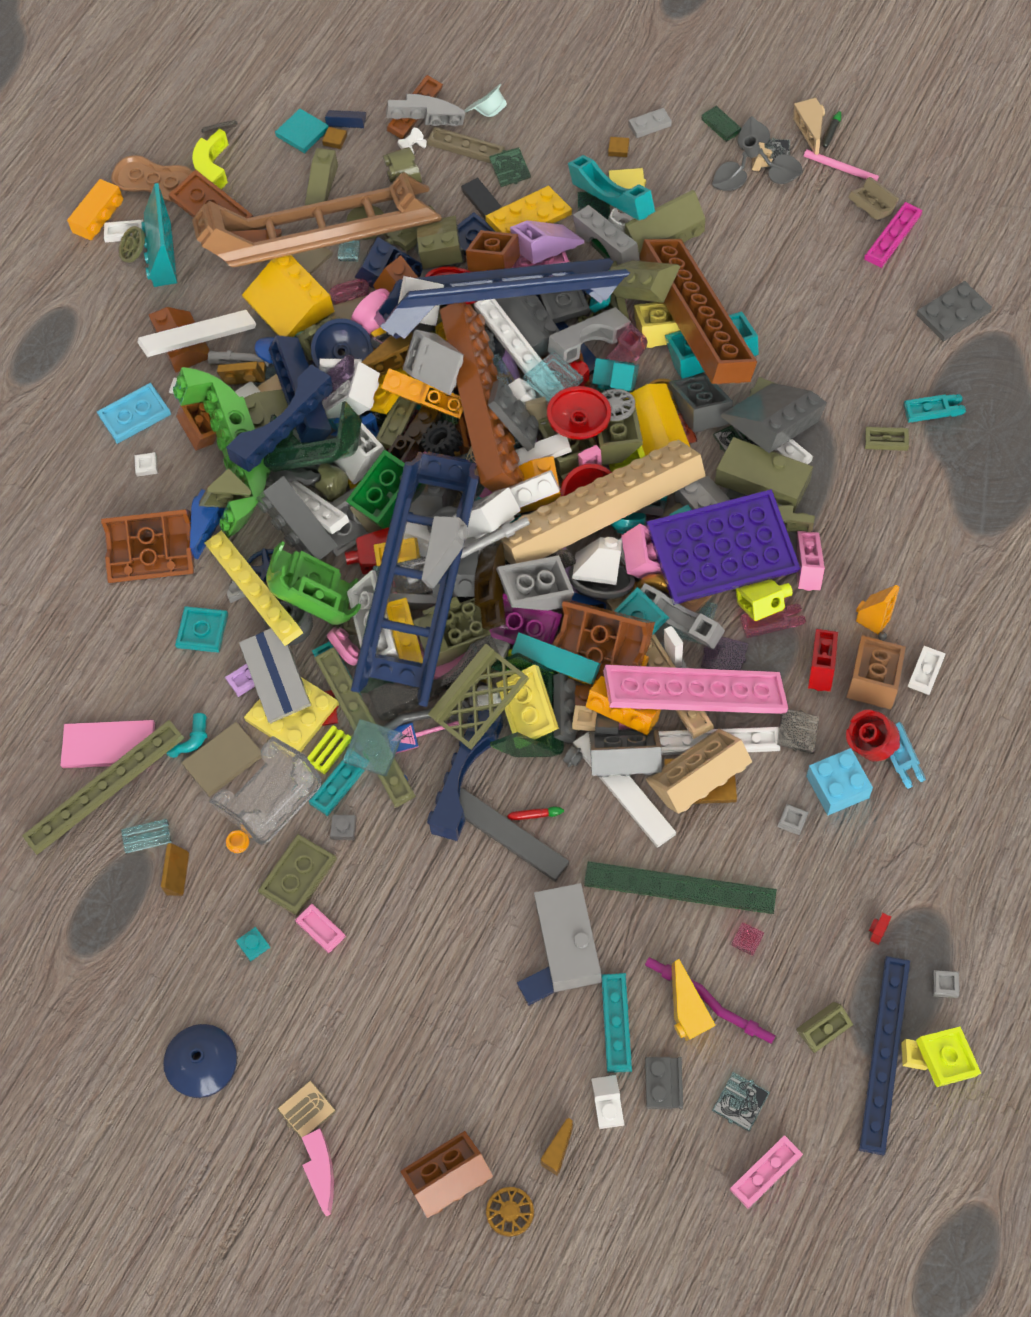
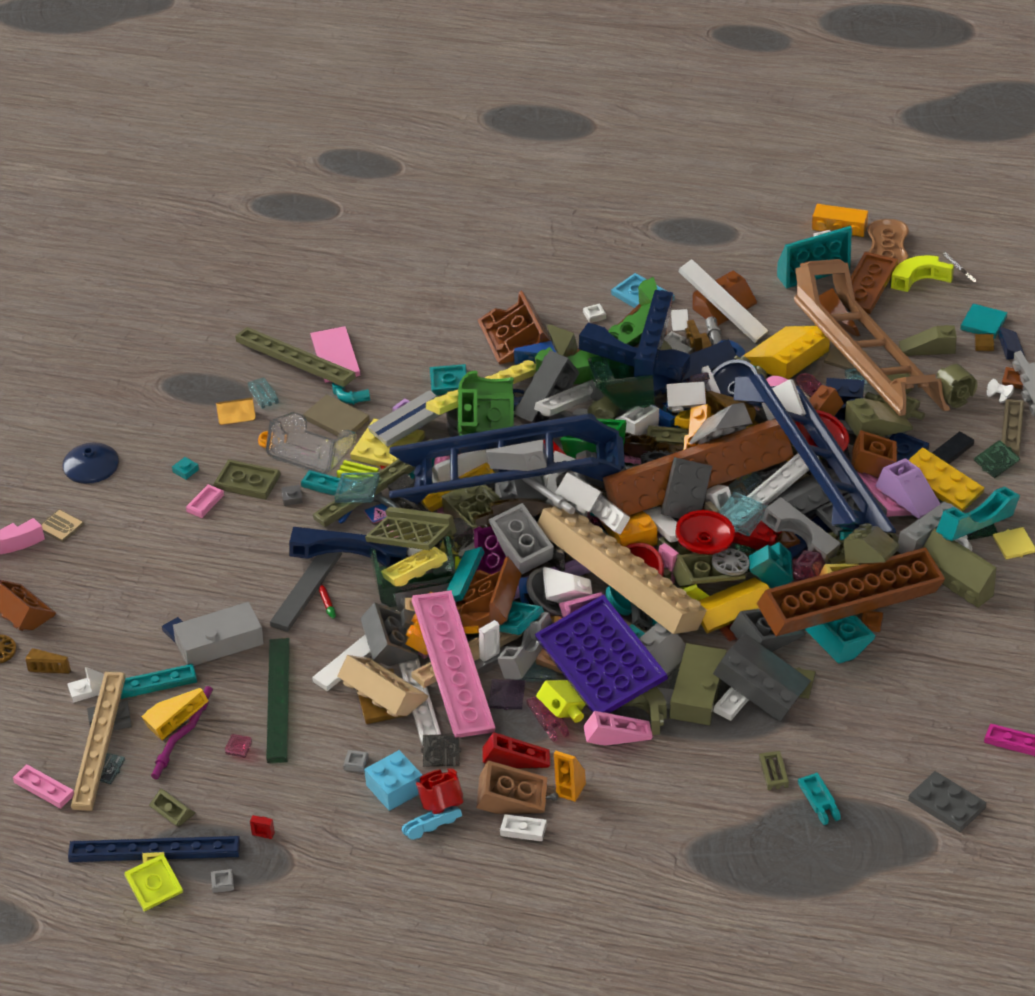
camera: 75 degrees right, 20 degrees down
(279, 385) = (653, 333): none -> dark blue brick
(709, 1096) = (98, 741): none -> tan tile

